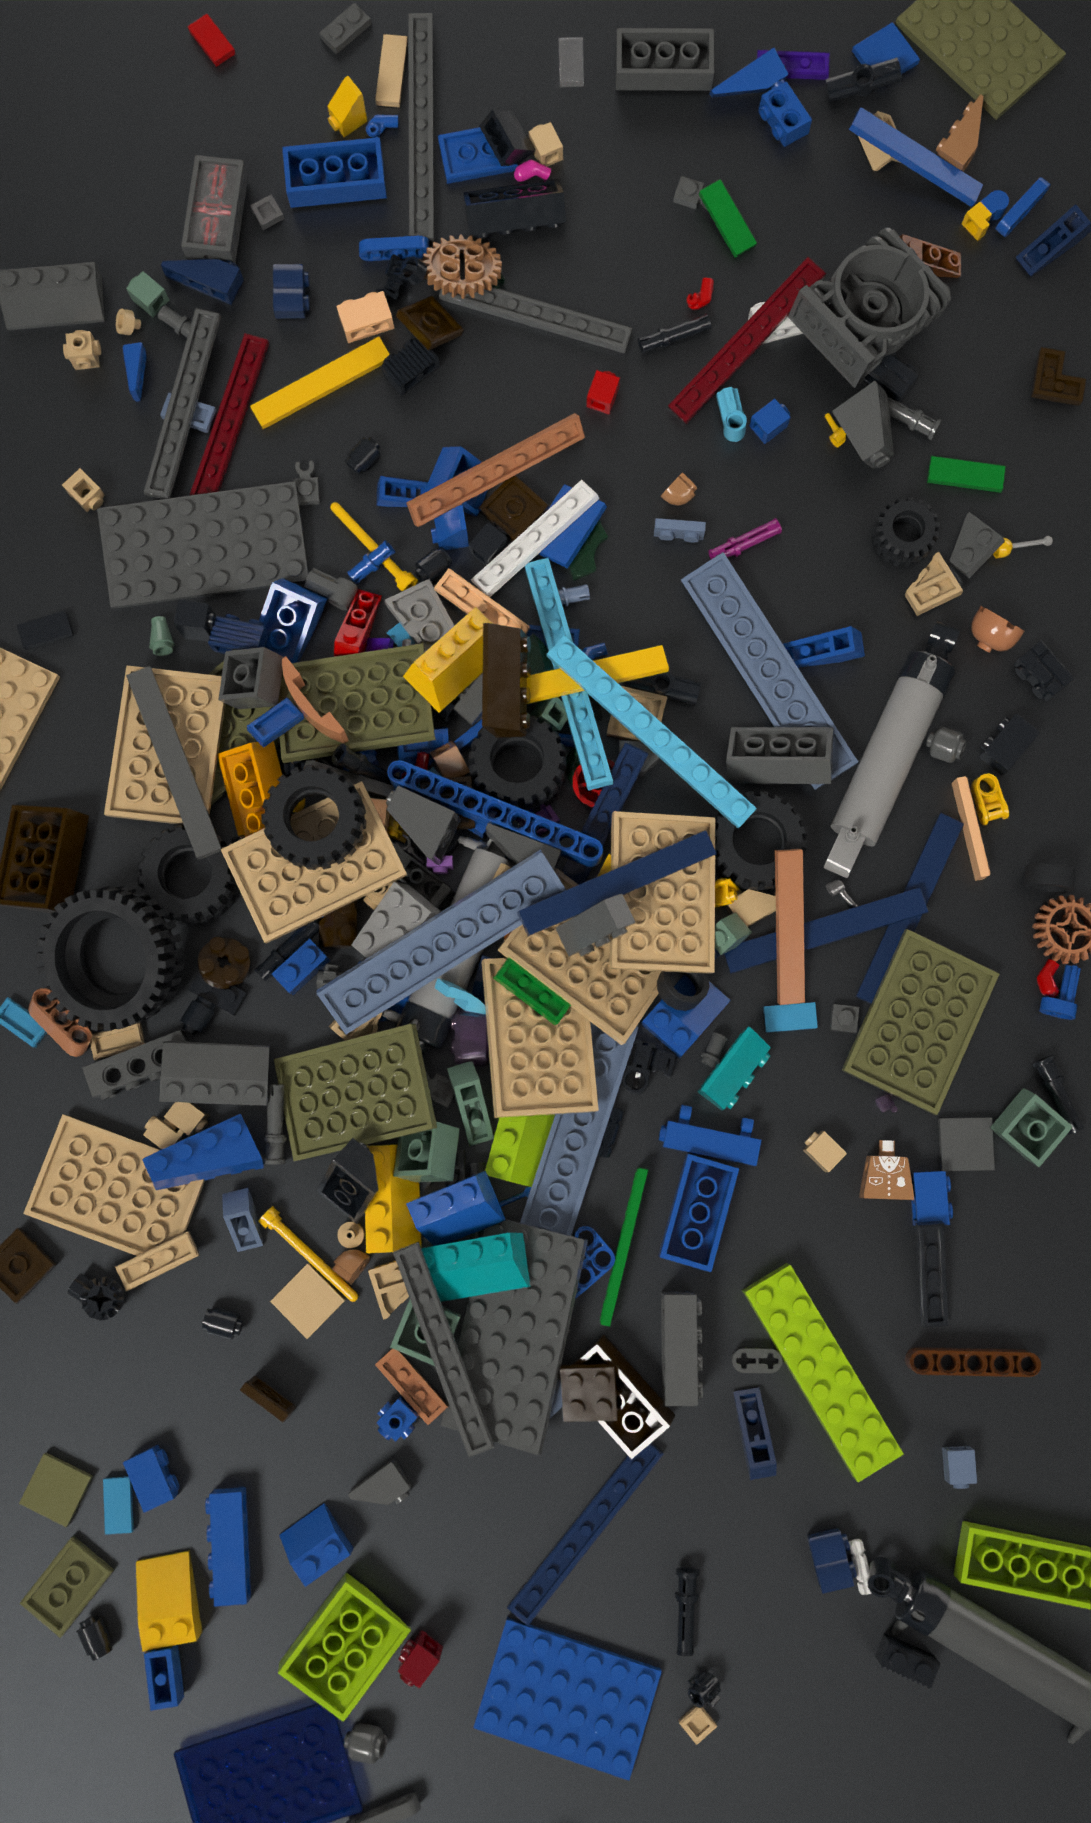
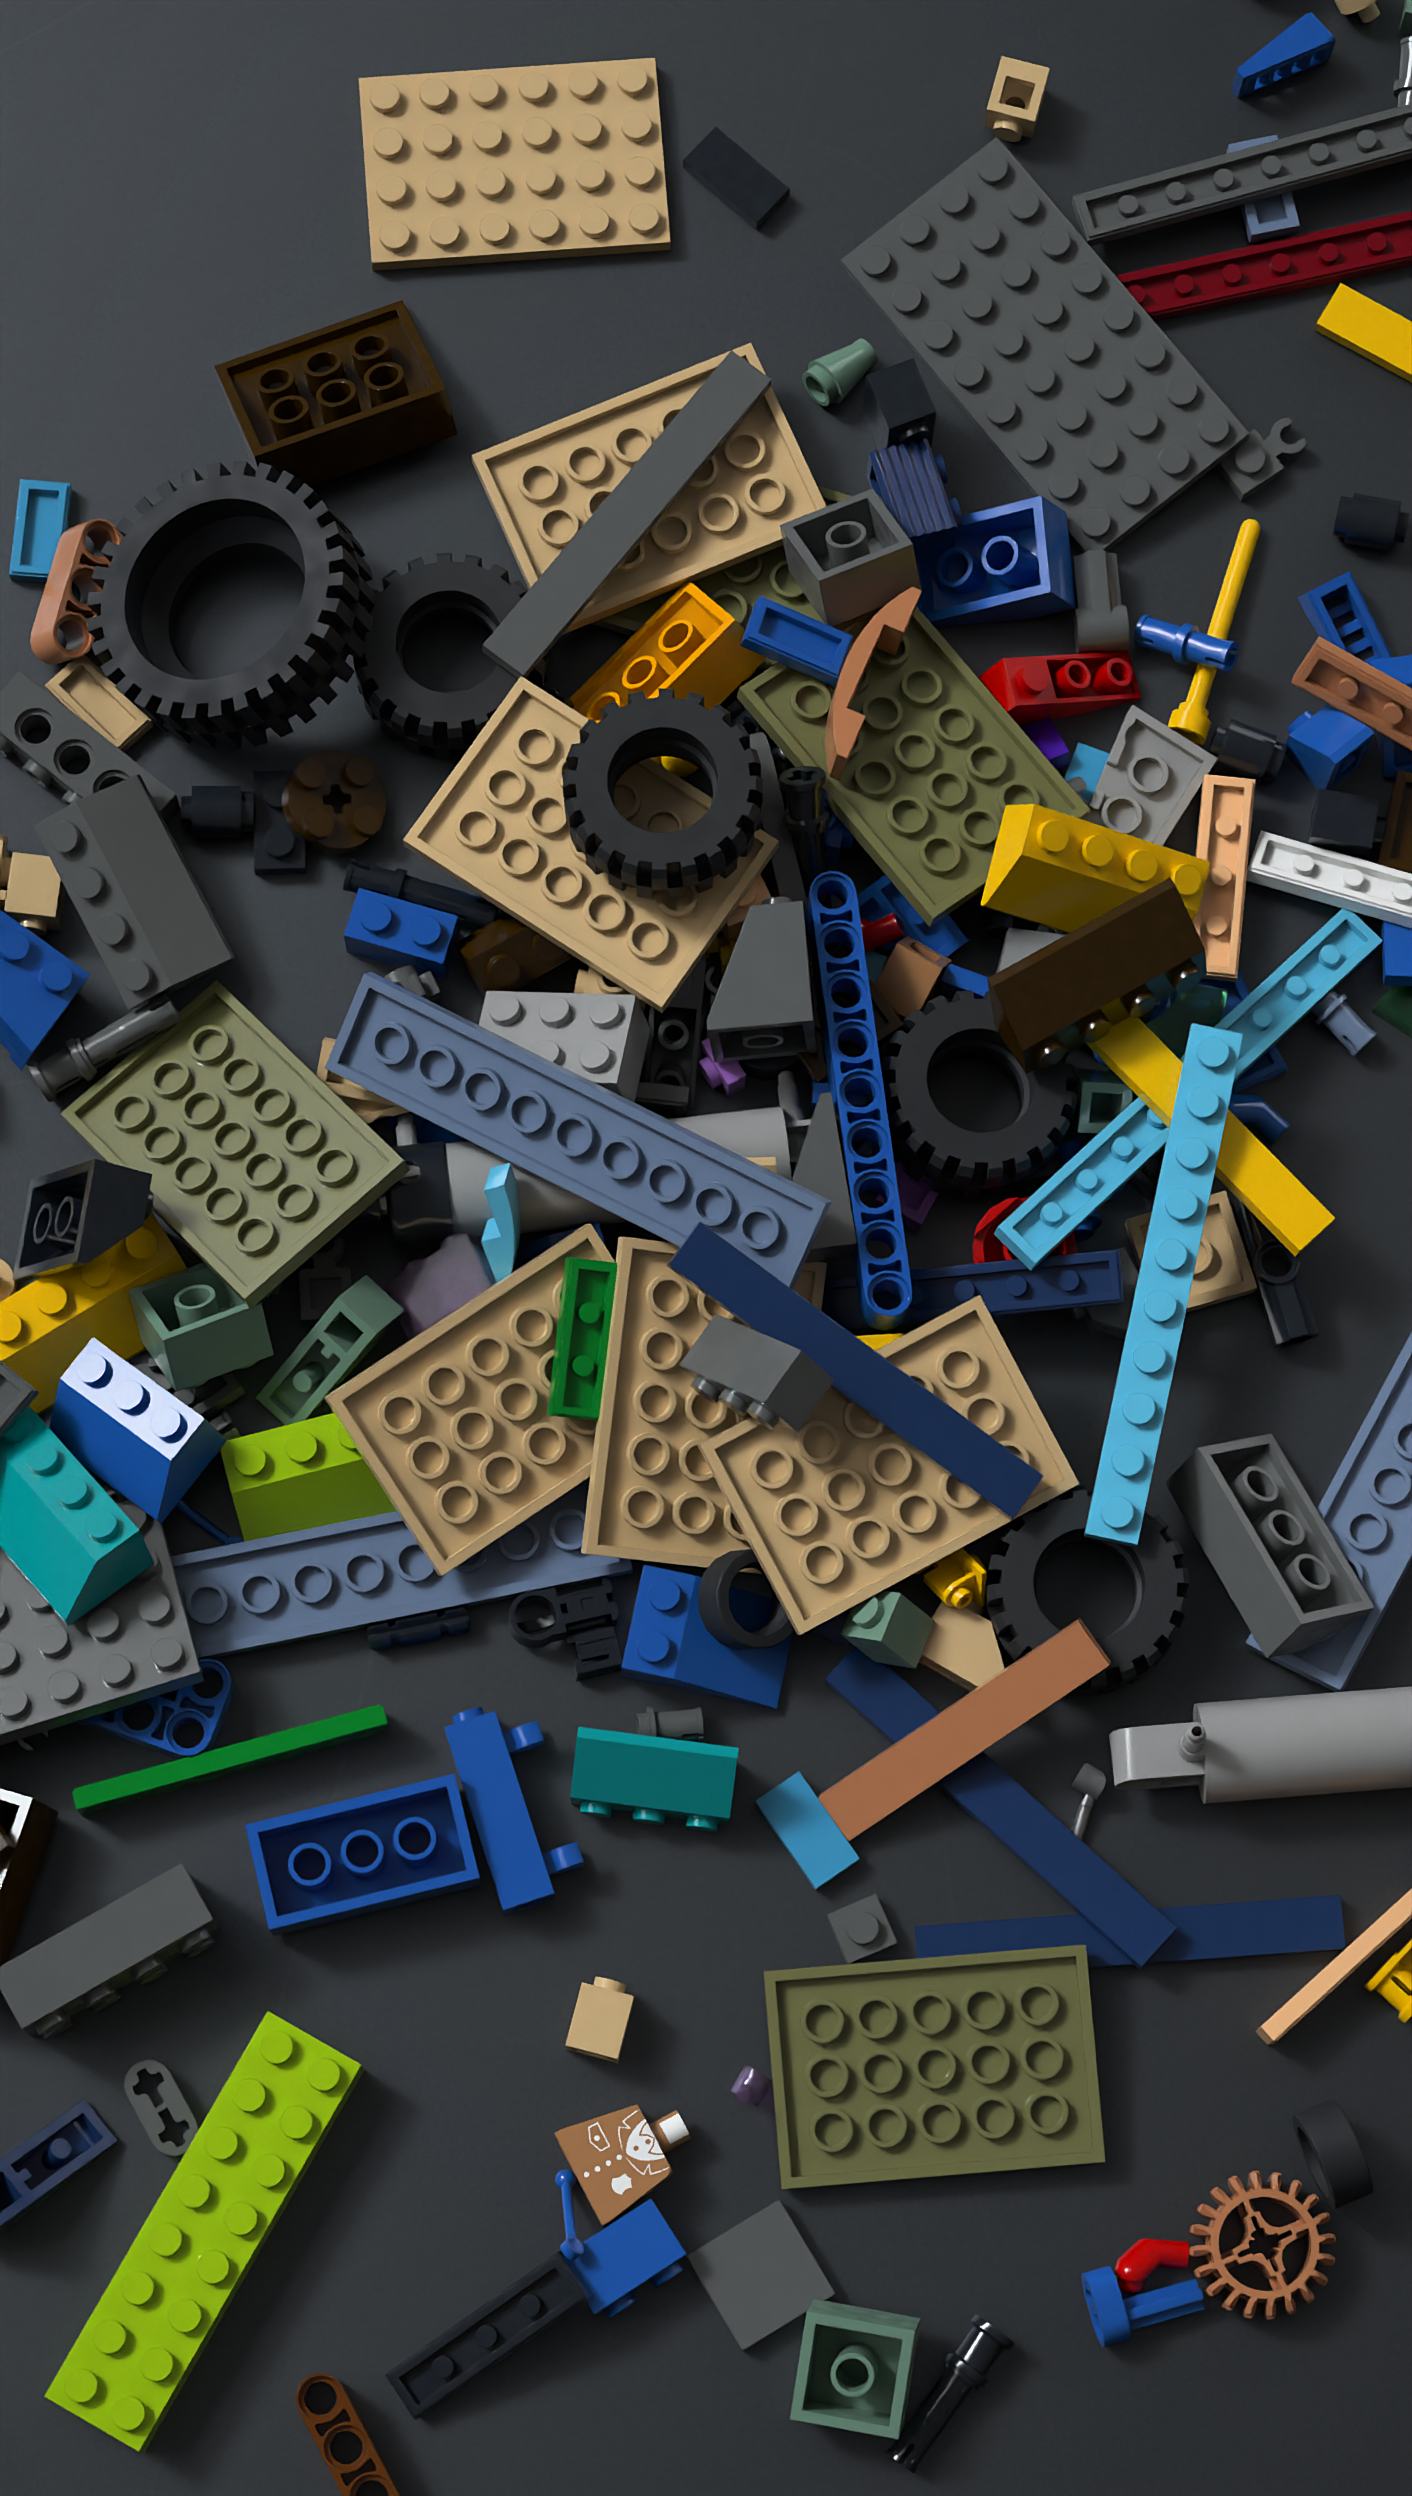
camera: 55 degrees right, 5 degrees down
(918, 1218) = (571, 2247): none -> blue hinge

